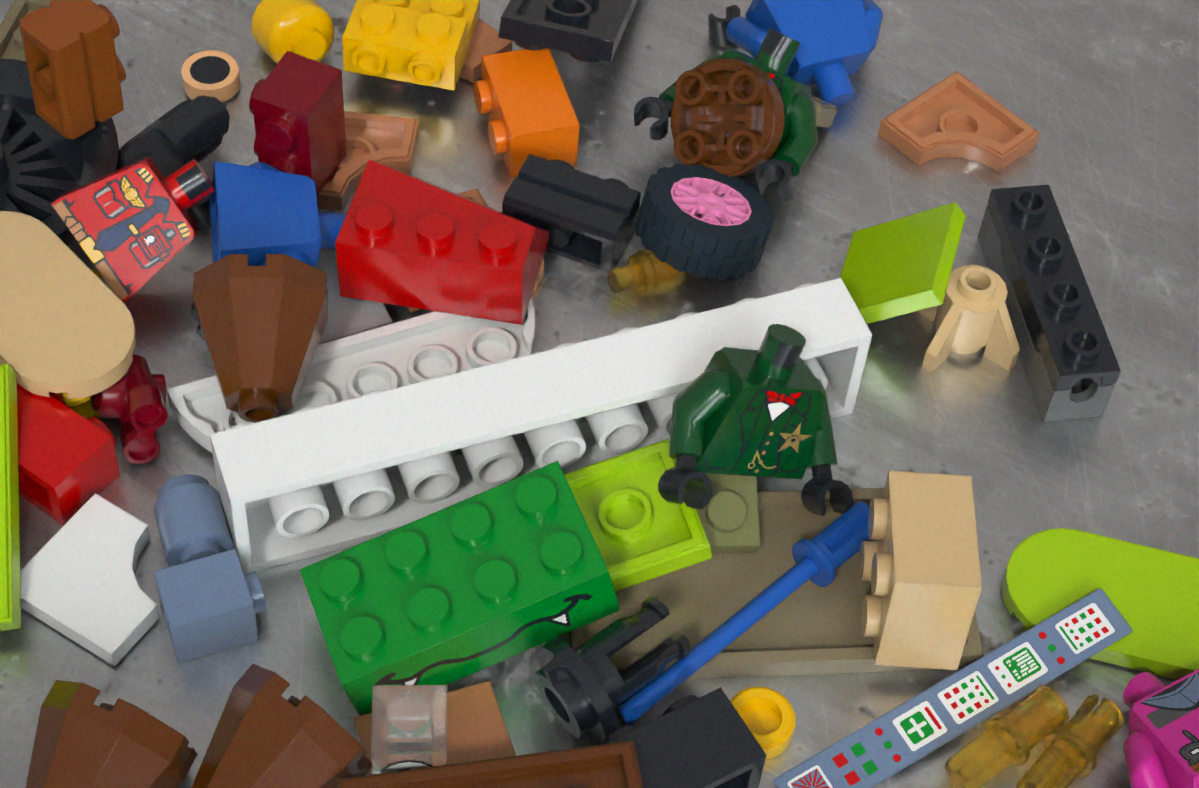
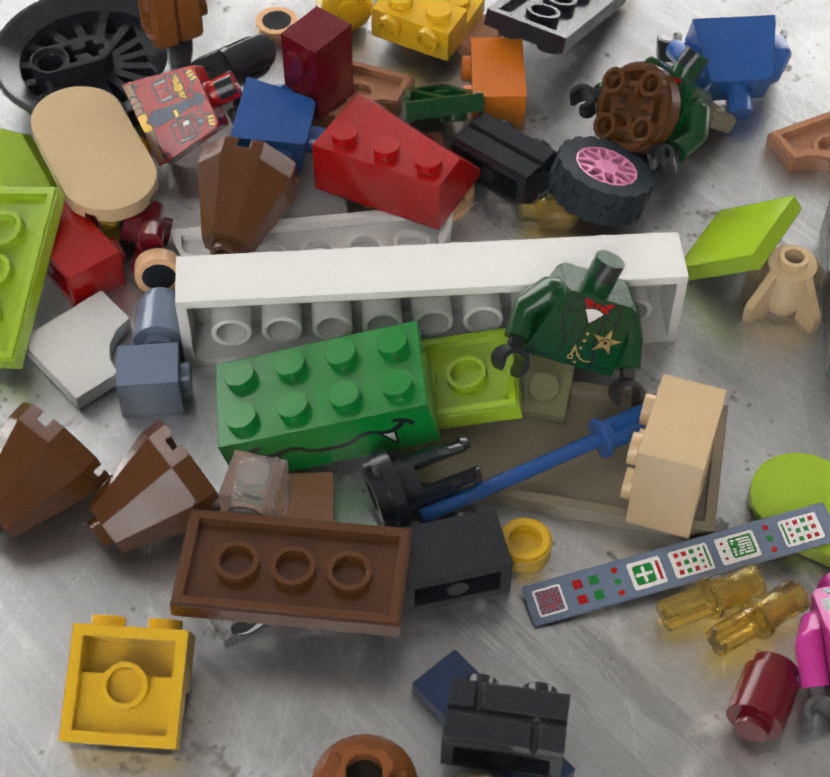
camera: 20 degrees right, 0 degrees up
(166, 451) = (155, 269): none -> tile
(468, 150) = (440, 101): none -> dark green wing

